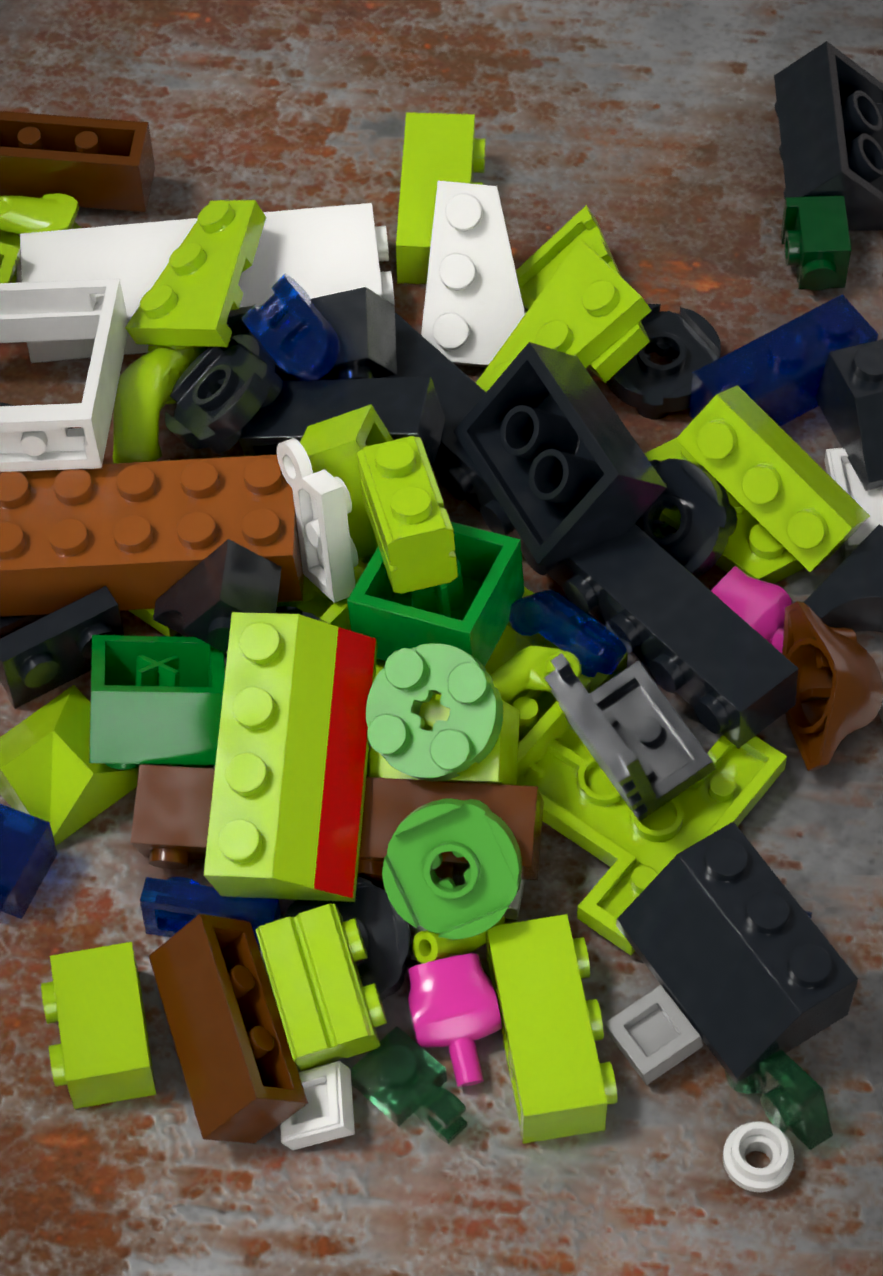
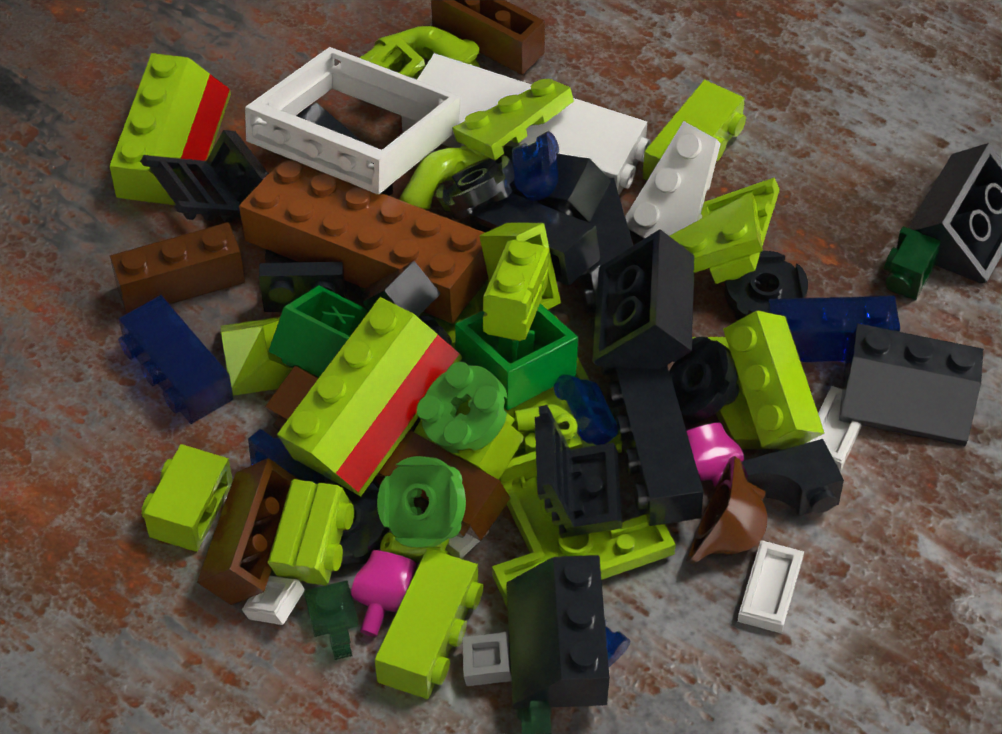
camera: 30 degrees right, 5 degrees down
(321, 521) = (480, 269): white hinge -> none

